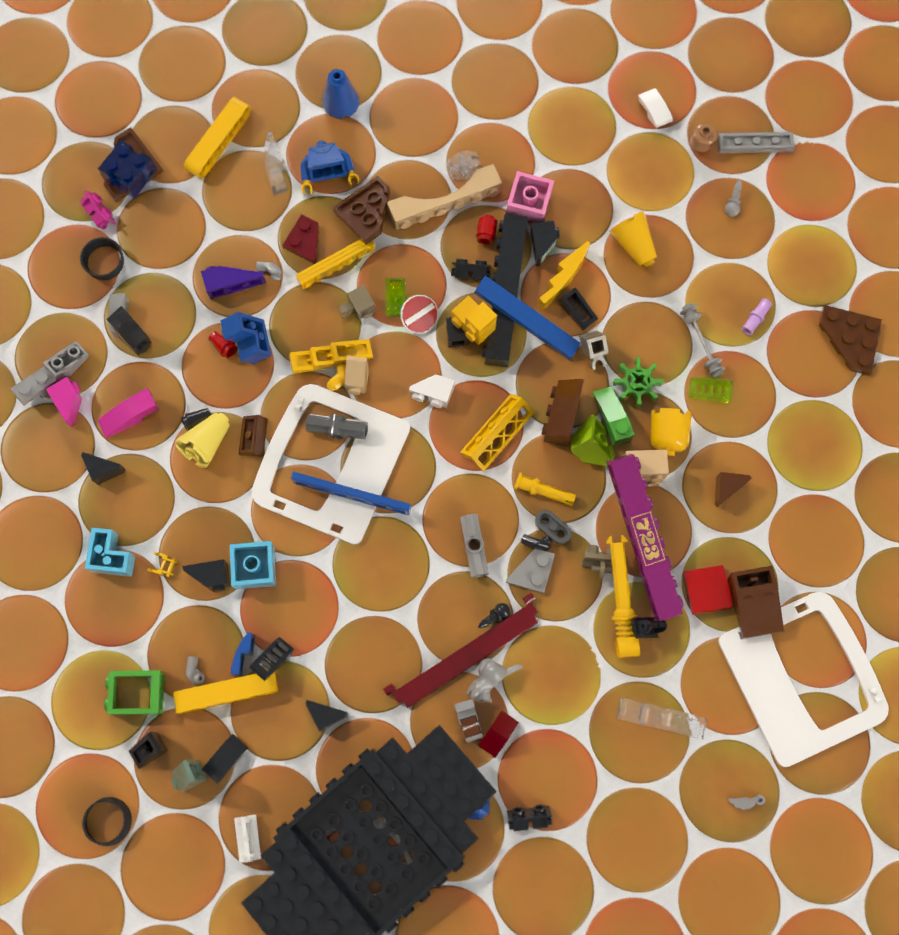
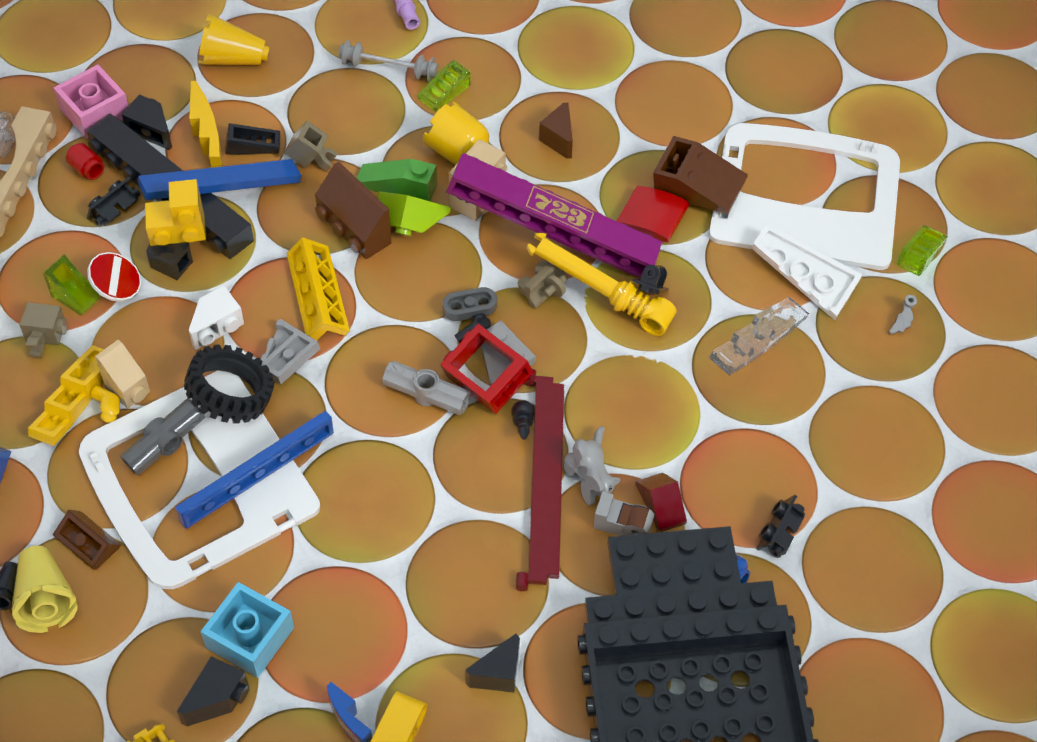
camera: 55 degrees left, 20 degrees down
(278, 648) = (382, 679): black slope -> none
(412, 430) = (223, 404): none -> black tyre
(442, 448) = (288, 351): none -> light grey wing
(510, 592) = (504, 386): none -> red window
(534, 486) = (411, 292): yellow pin -> none
(635, 375) = (381, 136): bright green gear -> none
(736, 720) = (812, 272): none -> white wing
(800, 784) = (919, 252): none -> clear neon green slope

